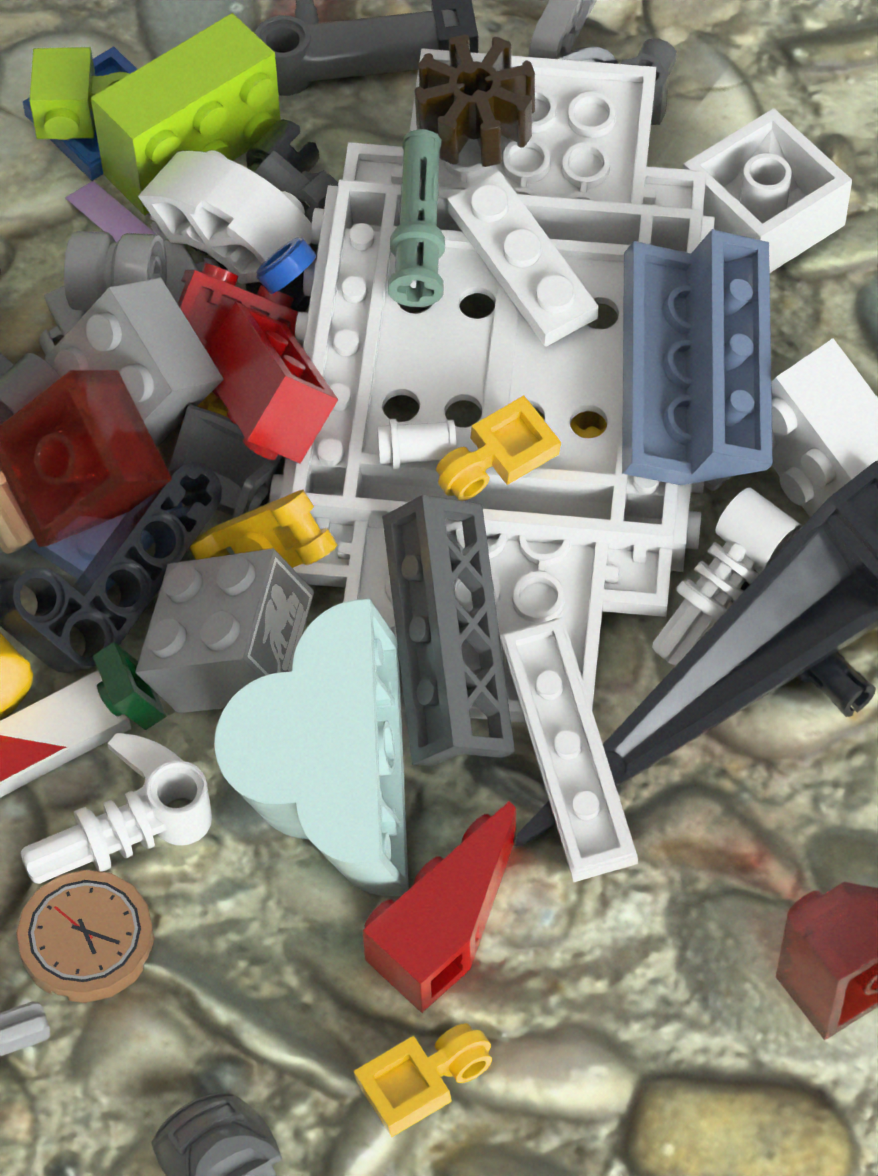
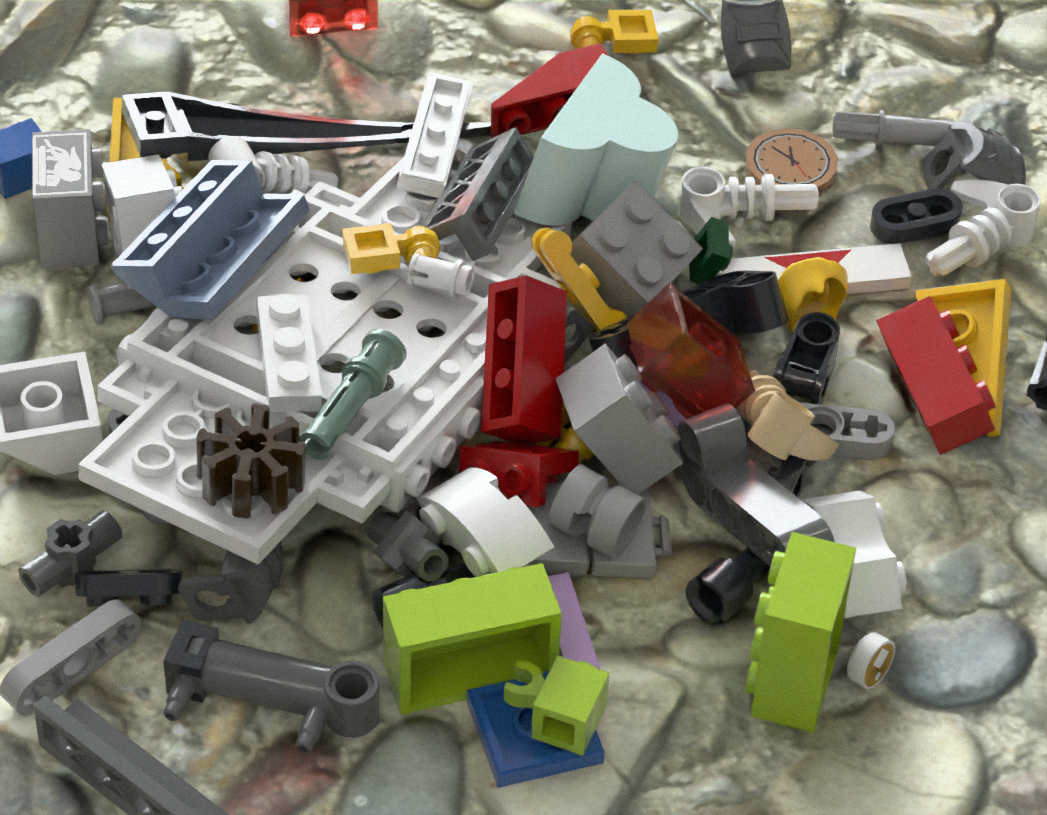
camera: 160 degrees left, 10 degrees down
(285, 265) = (463, 444): blue tile -> none

